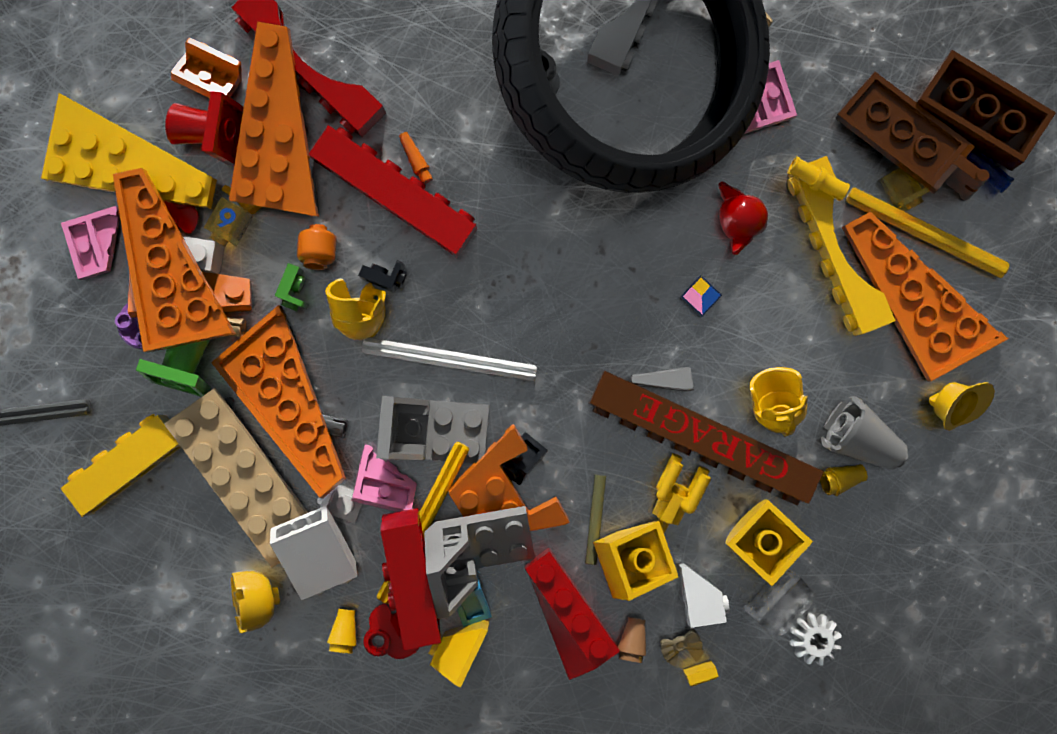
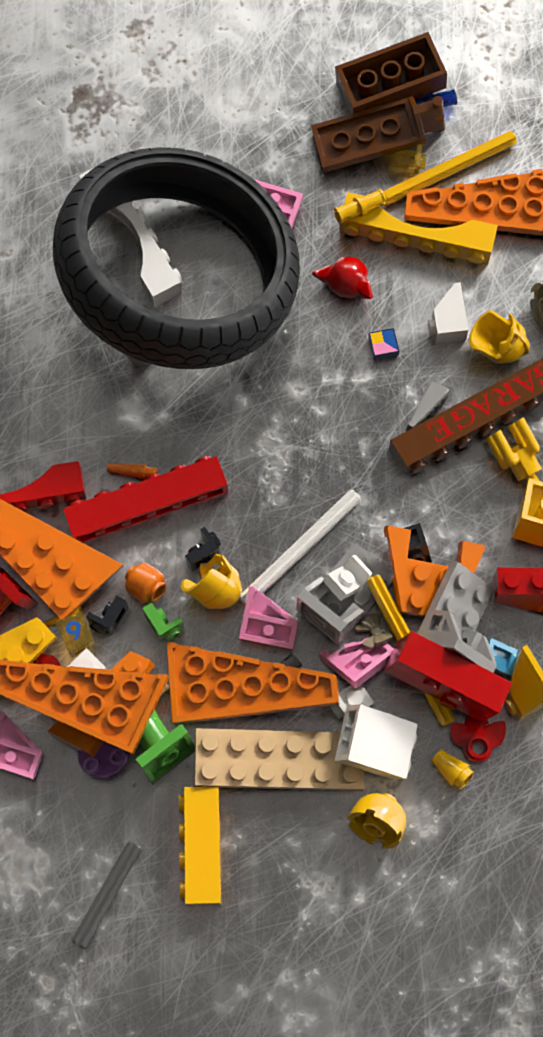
camera: 50 degrees left, 15 degrees down
(269, 239) = (112, 613): none -> black bracket
(358, 379) = (267, 621): none -> bright pink wing
(416, 488) = (371, 624): none -> dark tan piece
(442, 424) = (348, 578): none -> white bracket
(595, 518) = (495, 526): olive bar -> none
(769, 339) = (449, 318): none -> white slope

